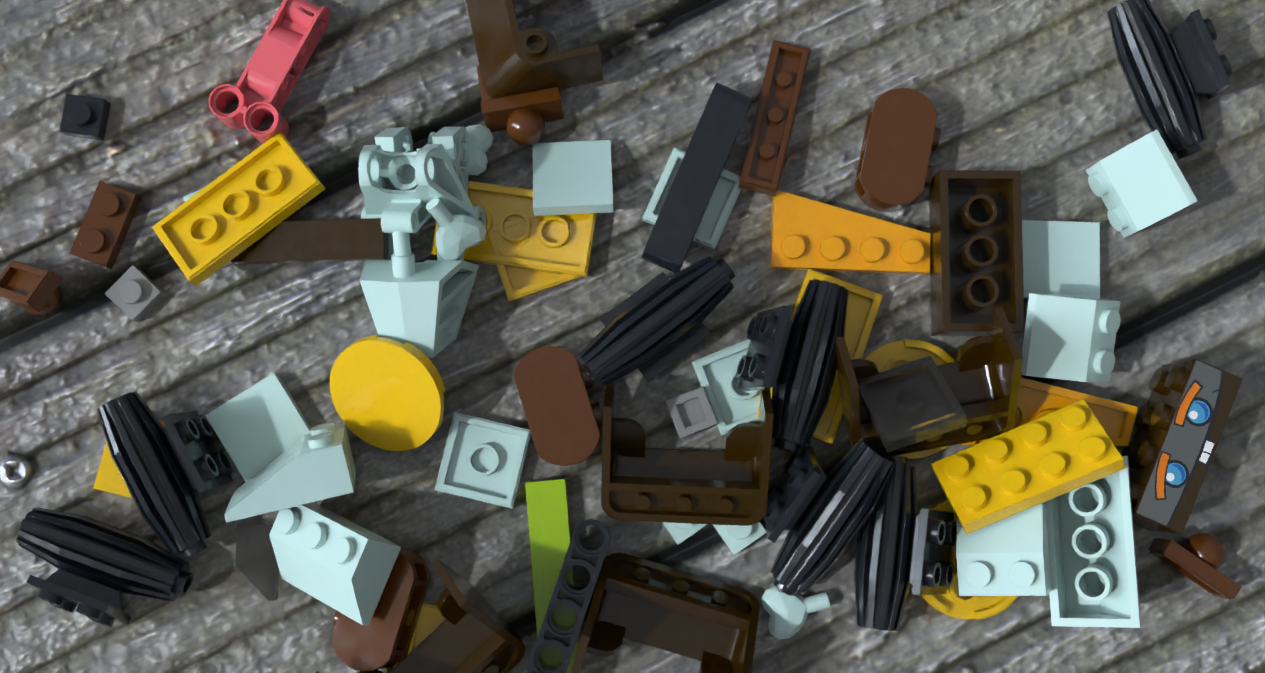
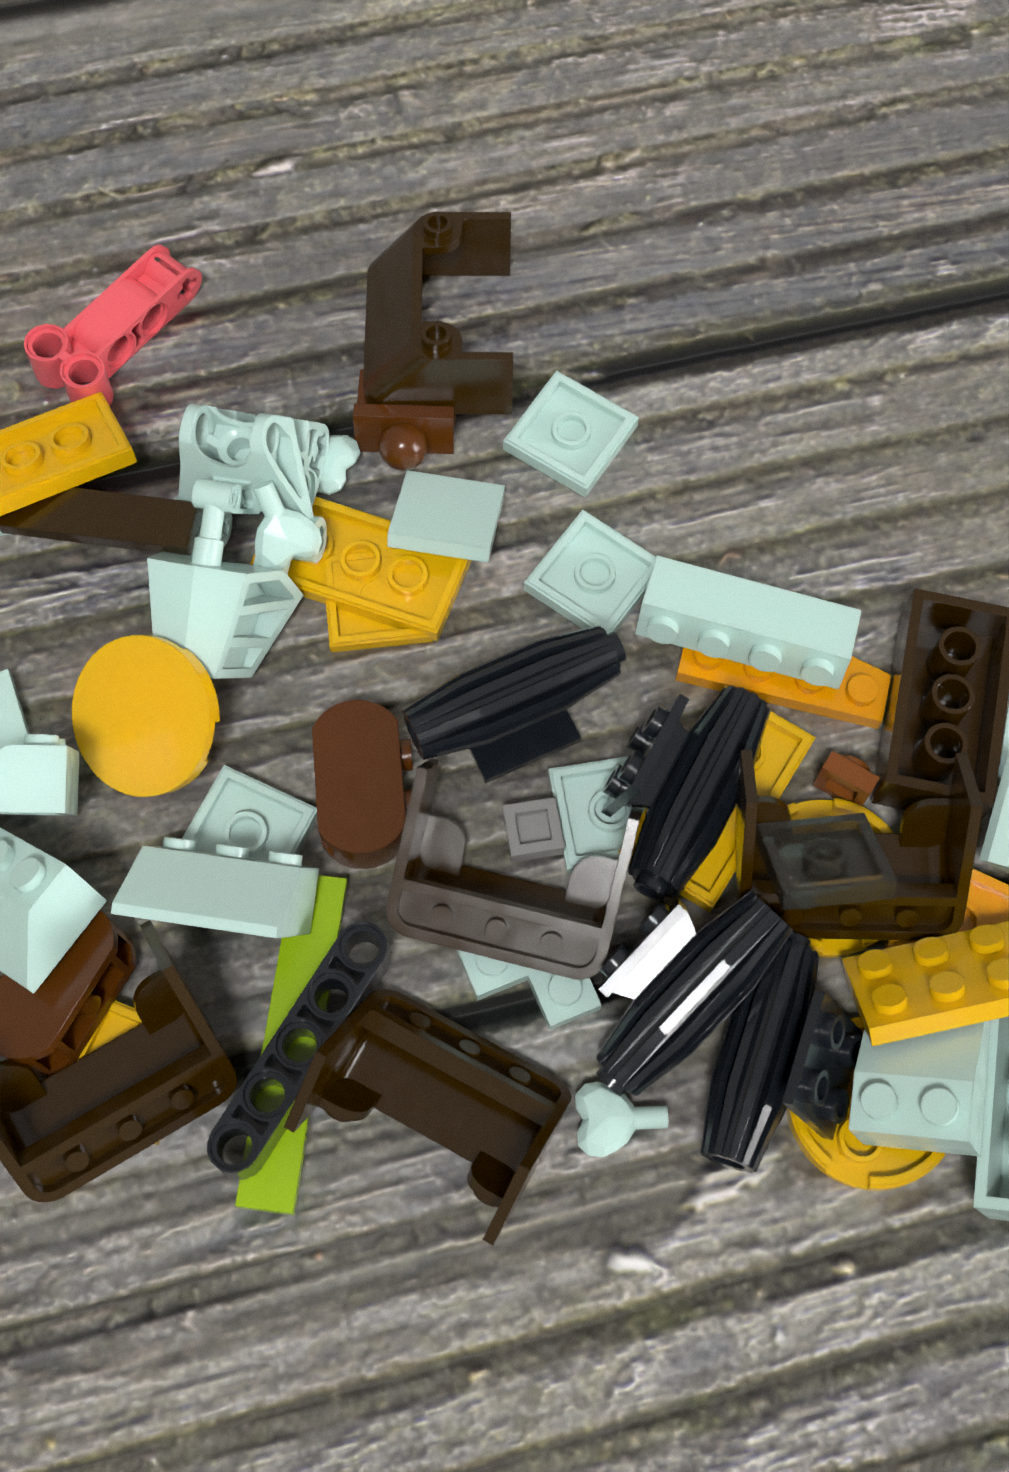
camera: 10 degrees right, 15 degrees down
(478, 519) = (220, 889): none -> light aqua slope
(650, 82) = (570, 433): none -> light aqua tile
(697, 178) = (603, 543): black beam -> none
(774, 118) = (719, 493): reddish brown tile -> none
(819, 222) = (748, 622): none -> light aqua brick
(897, 150) = (869, 558): reddish brown brick -> none
(912, 324) = (846, 778): none -> dark orange plate

